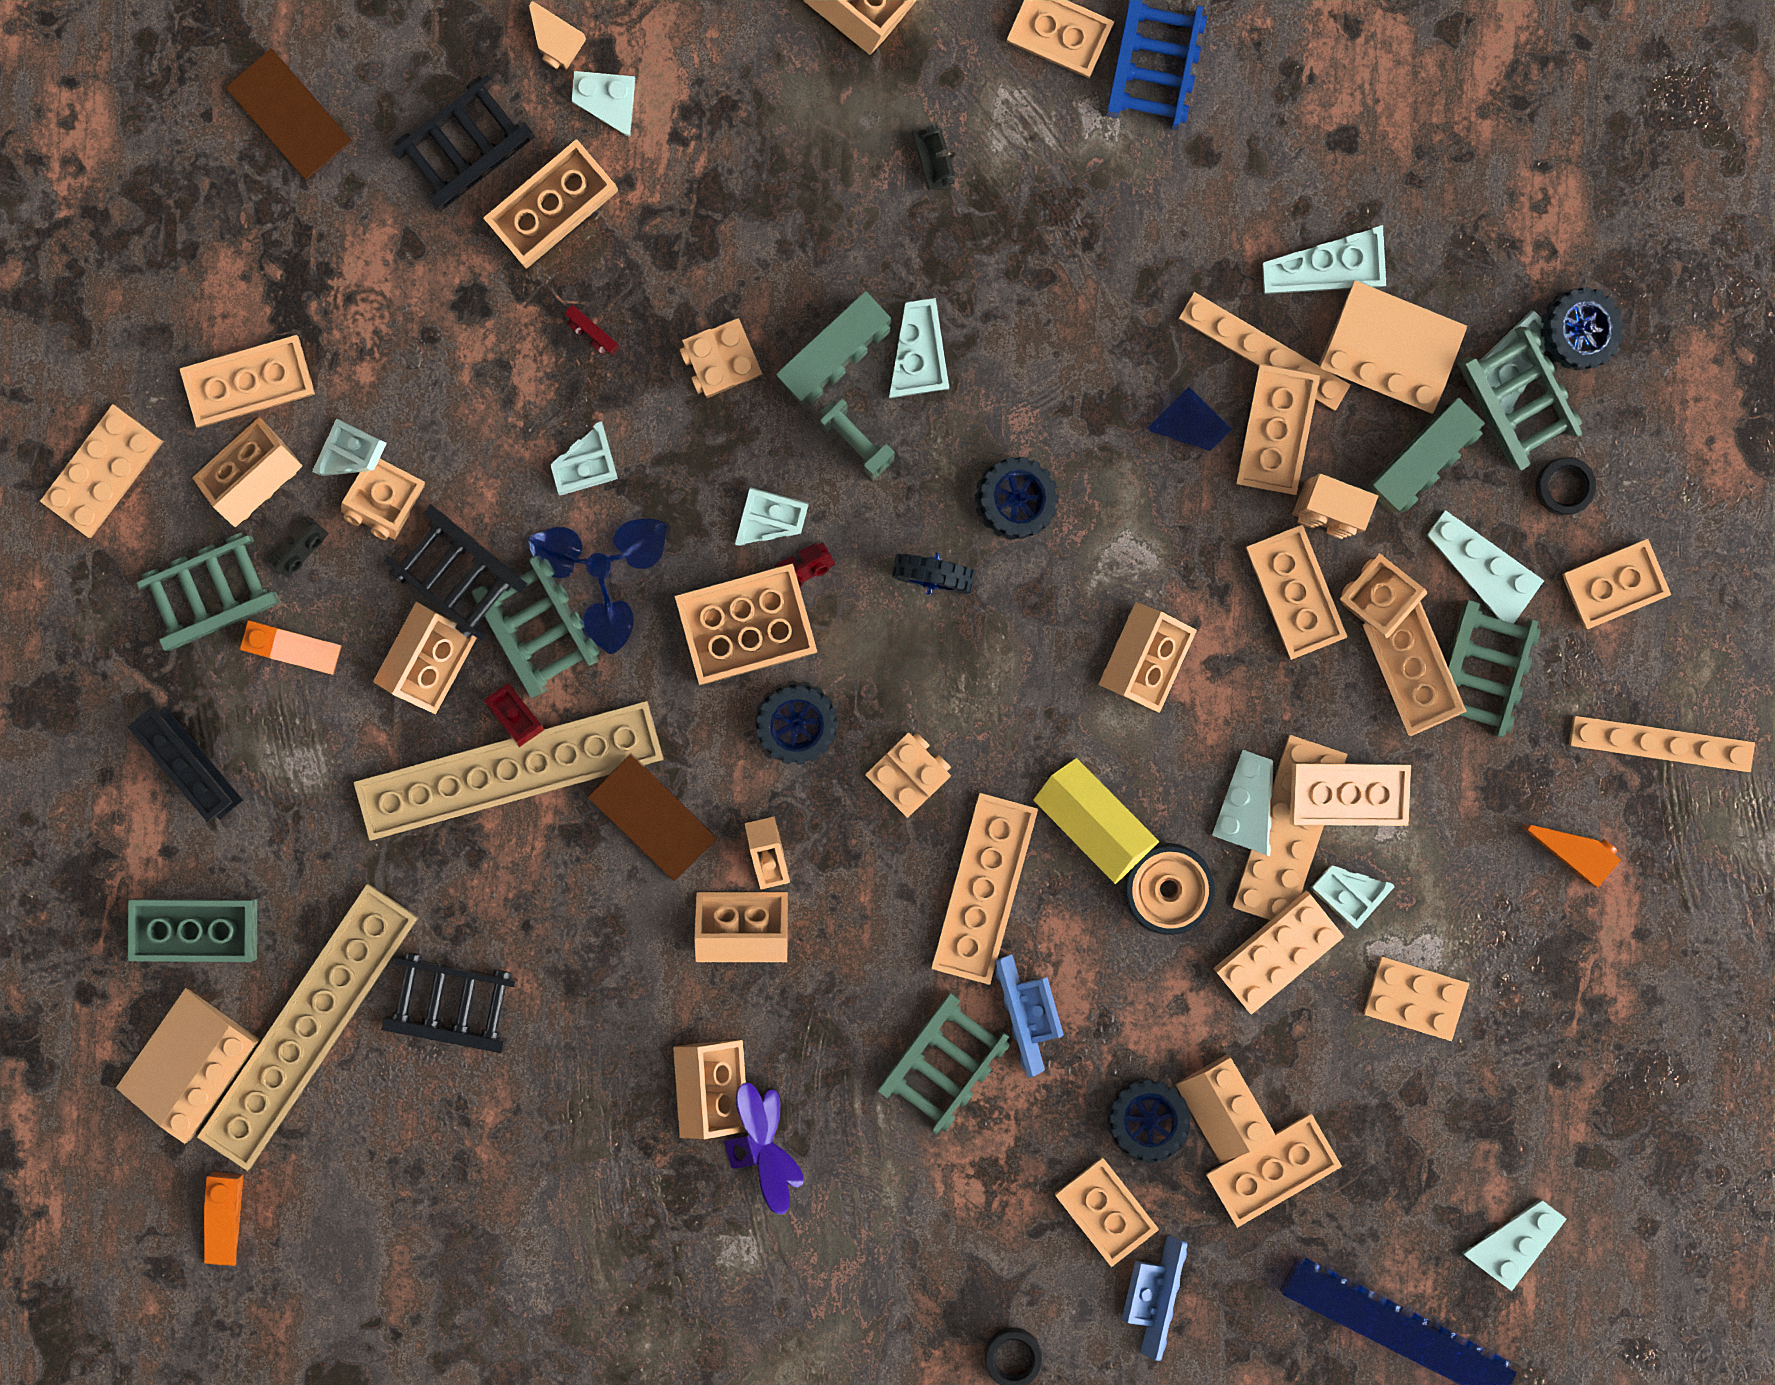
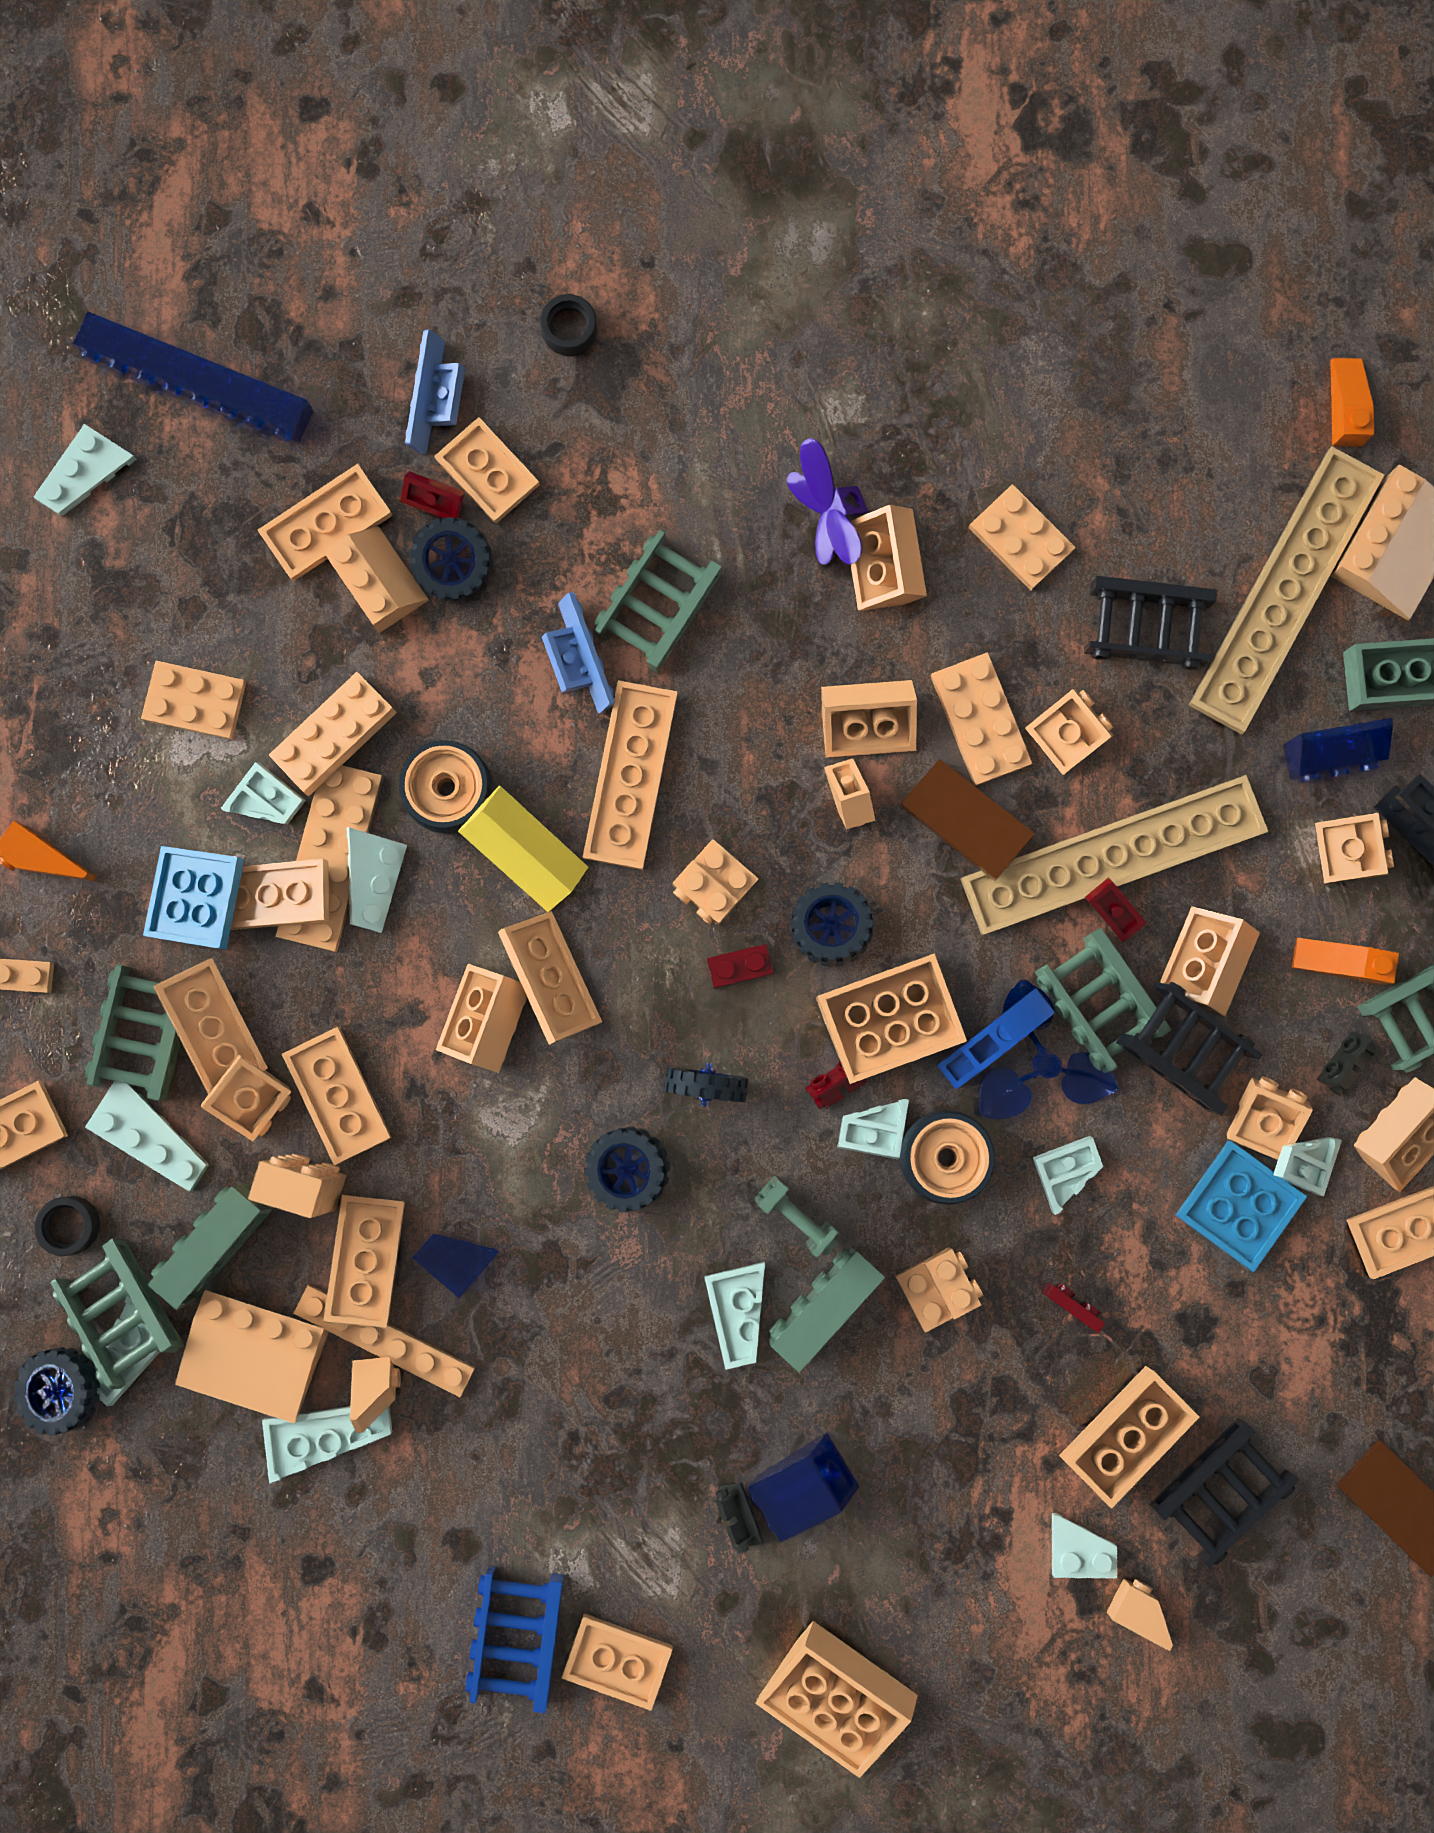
camera: 175 degrees right, 5 degrees down
(269, 758) = (1354, 848): none -> light nougat plate
(275, 856) = (1339, 750): none -> clear blue slope
(418, 415) = (1240, 1206): none -> dark azure plate
(540, 899) = (1070, 730): none -> light nougat plate
(570, 1102) = (1021, 537): none -> light nougat plate
(628, 918) = (981, 719): none -> light nougat plate
(644, 597) = (996, 1038): none -> blue slope
(699, 460) = (971, 1163): none -> light nougat wheel
(868, 180) = (804, 1488): none -> clear blue slope
(890, 689) = (739, 966): none -> dark red plate
(1078, 691) = (550, 977): none -> light nougat plate
(1164, 1188) = (431, 496): none -> dark red plate
(1277, 306) = (372, 1390): none -> light nougat slope
(1424, 797) = (193, 897): none -> plate

